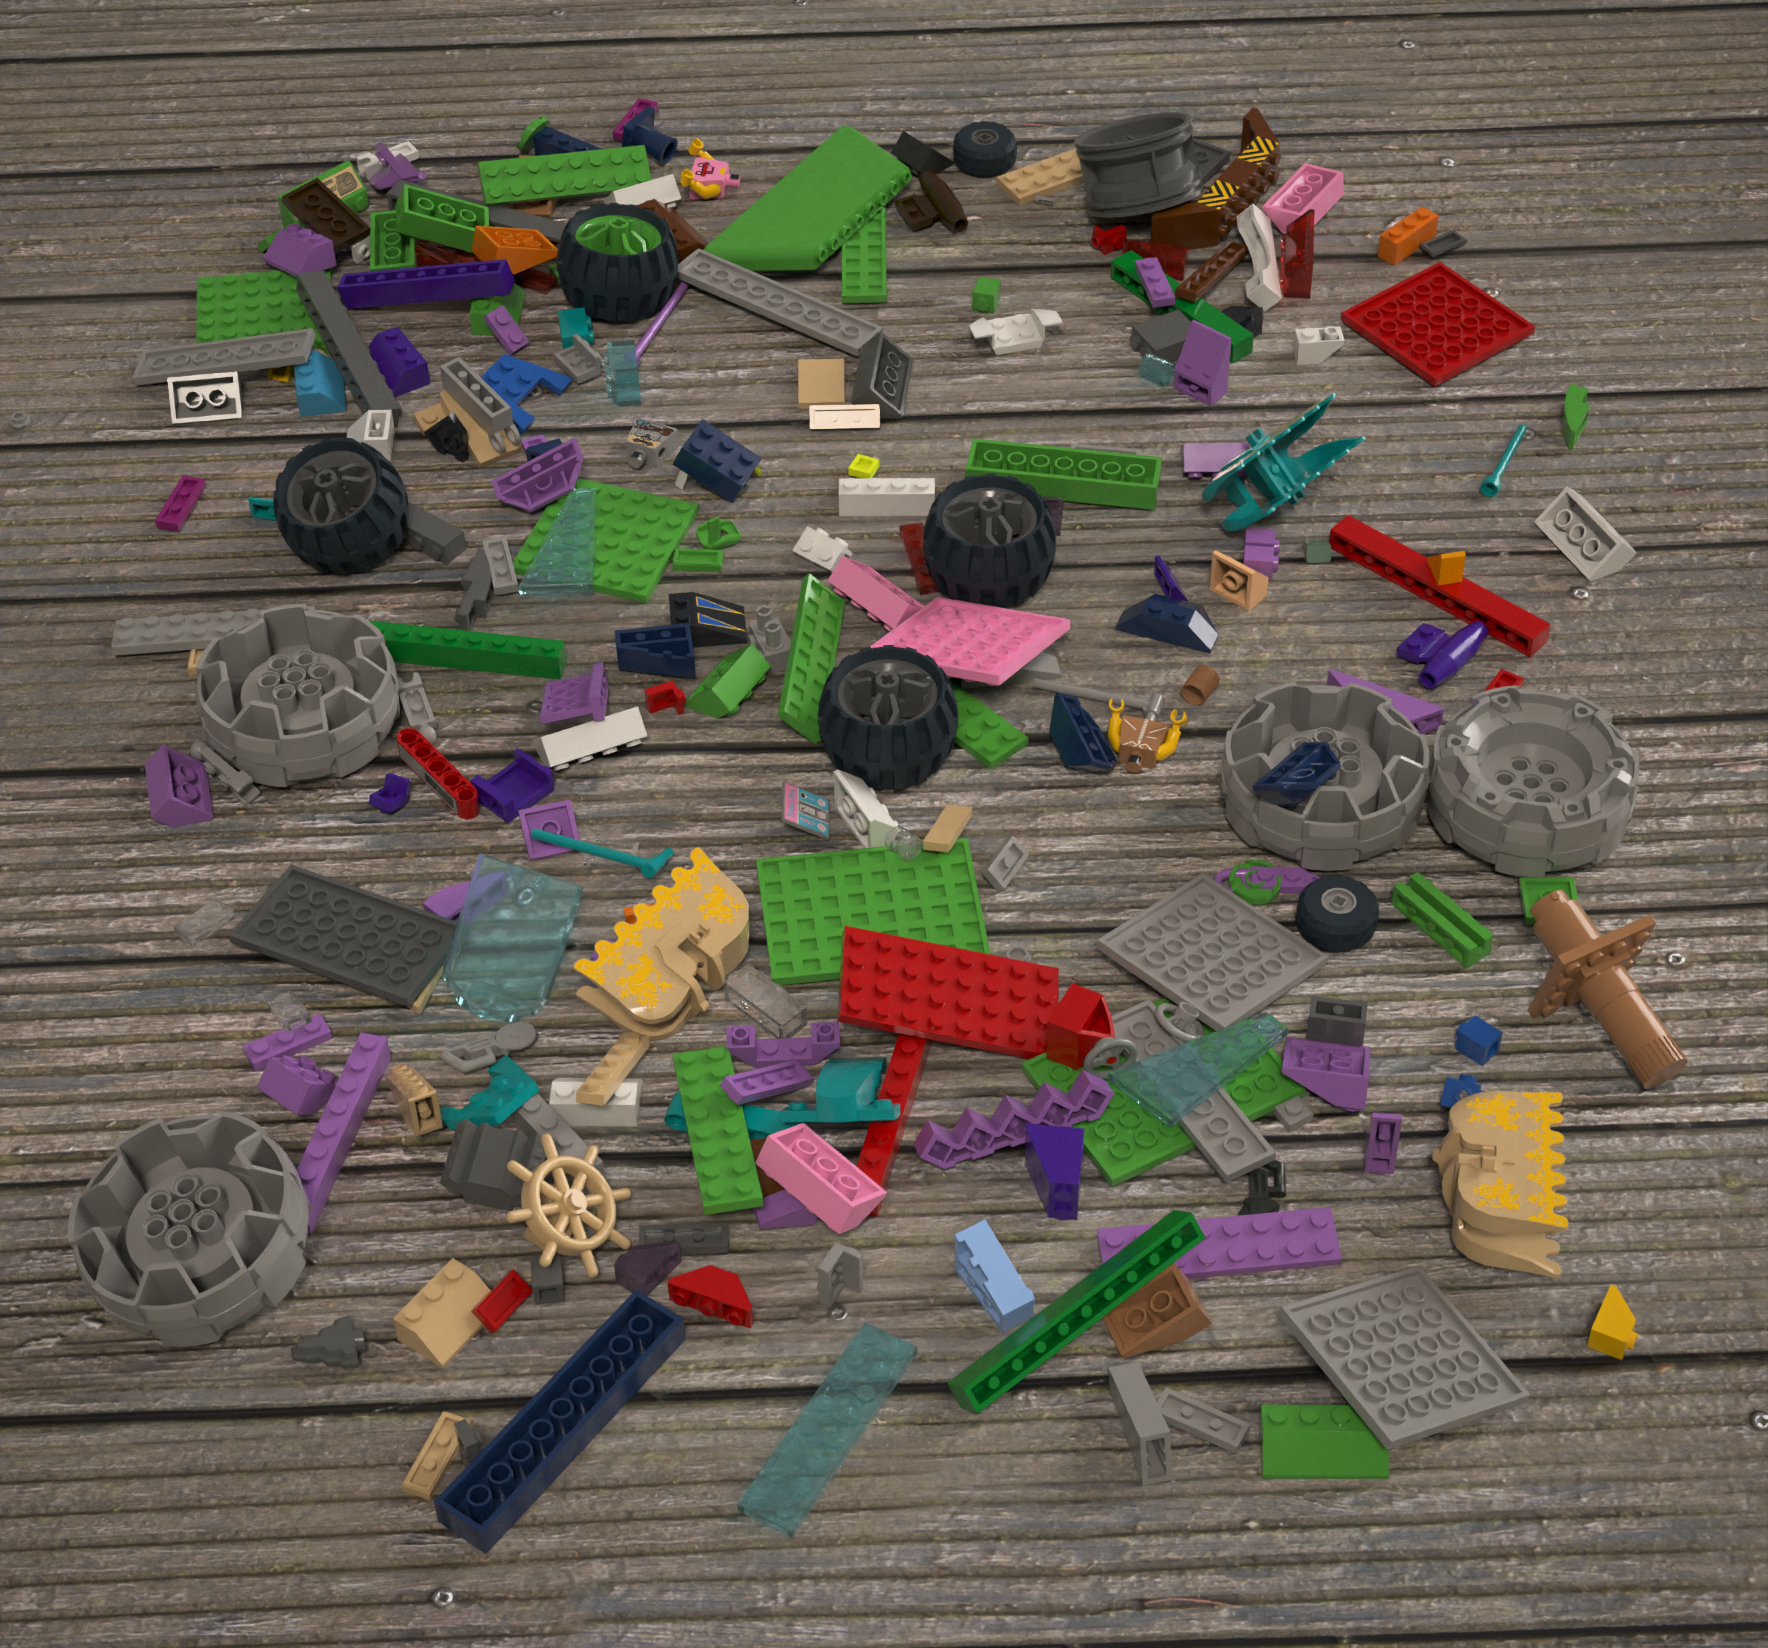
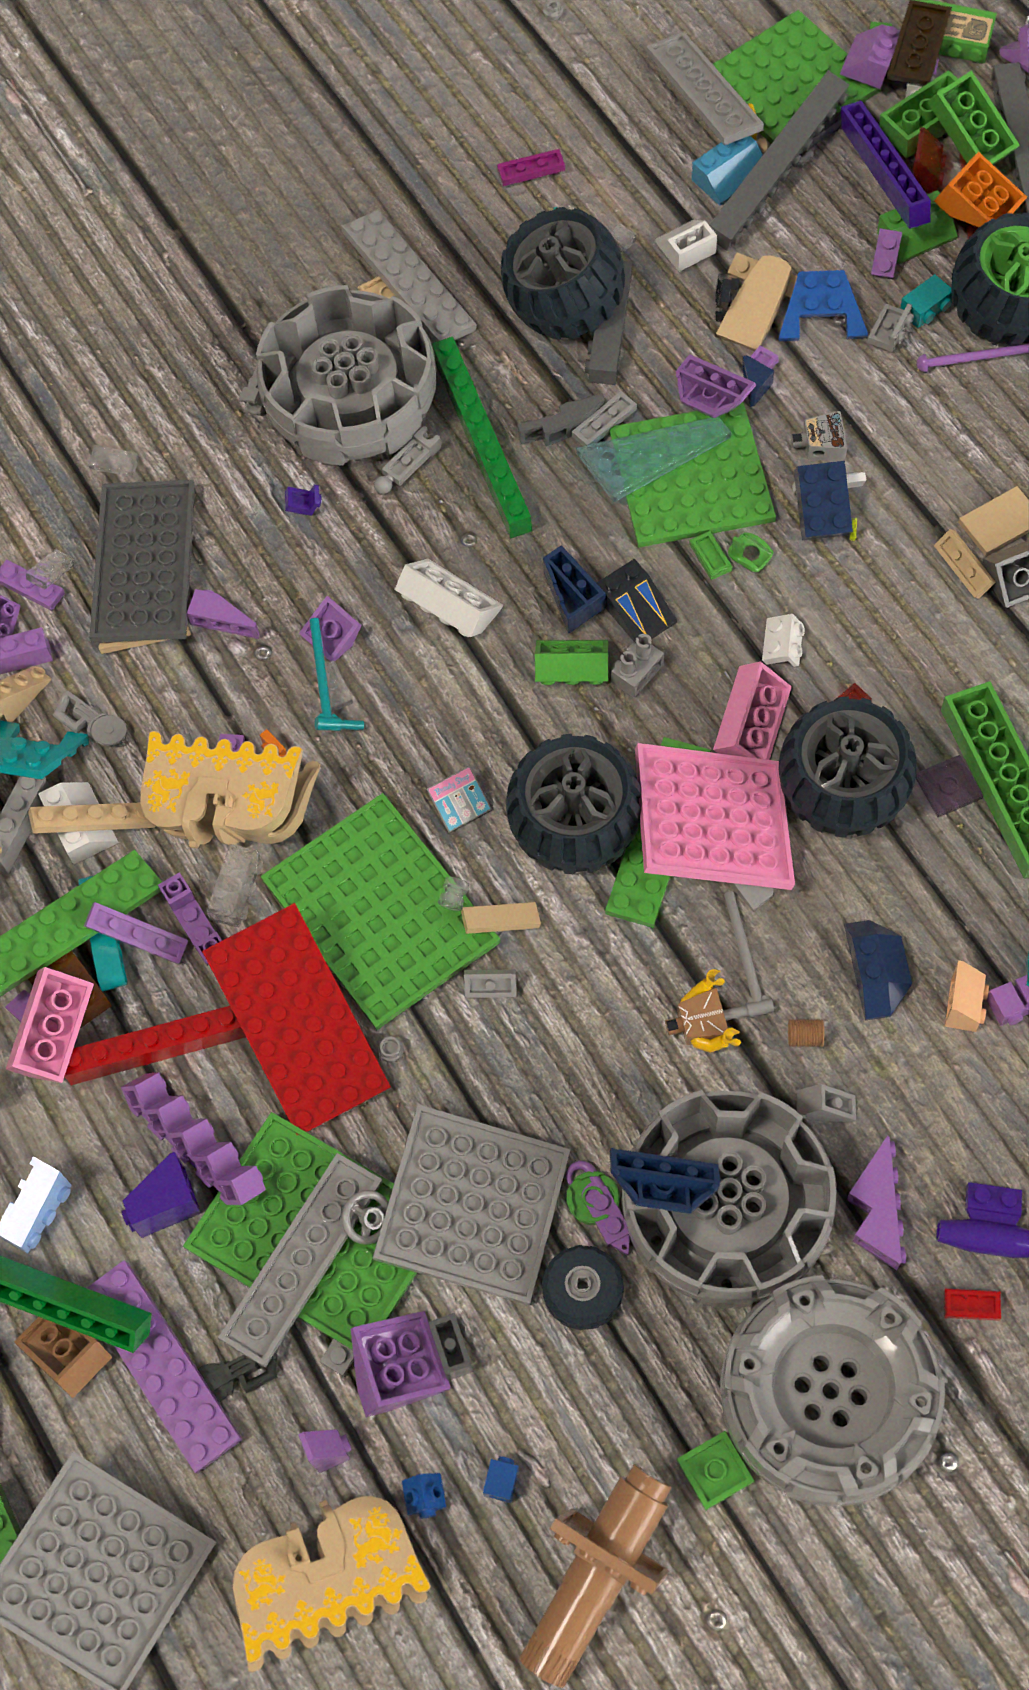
camera: 65 degrees right, 20 degrees up
(177, 788) = (226, 361): medium lavender slope -> none
(205, 397) = (658, 106): light grey slope -> none
(399, 362) = (792, 204): dark purple slope -> none
(438, 773) = (345, 526): red beam -> none
(479, 402) = (761, 288): light grey hinge -> none
(509, 939) = (183, 670): clear light blue windscreen -> none
(515, 786) = (363, 577): dark purple panel -> none
(576, 696) = (479, 574): medium lavender fence -> none
(622, 373) = (889, 368): clear light blue brick -> none
(664, 697) = (526, 621): red bracket -> none
(810, 655) = (643, 700): bright green plate -> none
(845, 1093) = (153, 996): teal slope -> none
(861, 810) = (478, 844): white slope -> none
(863, 467) = (910, 614): neon yellow plate -> none
(886, 496) = (887, 651): white slope -> none
(1079, 736) = (671, 970): dark blue wedge -> none
(1085, 1030) = (308, 1143): red piece -> none
(1167, 580) = (931, 940): dark purple slope -> none
(1188, 1074) = (309, 1252): clear light blue wing -> none
(1442, 920) = (632, 1384): bright green brick -> none

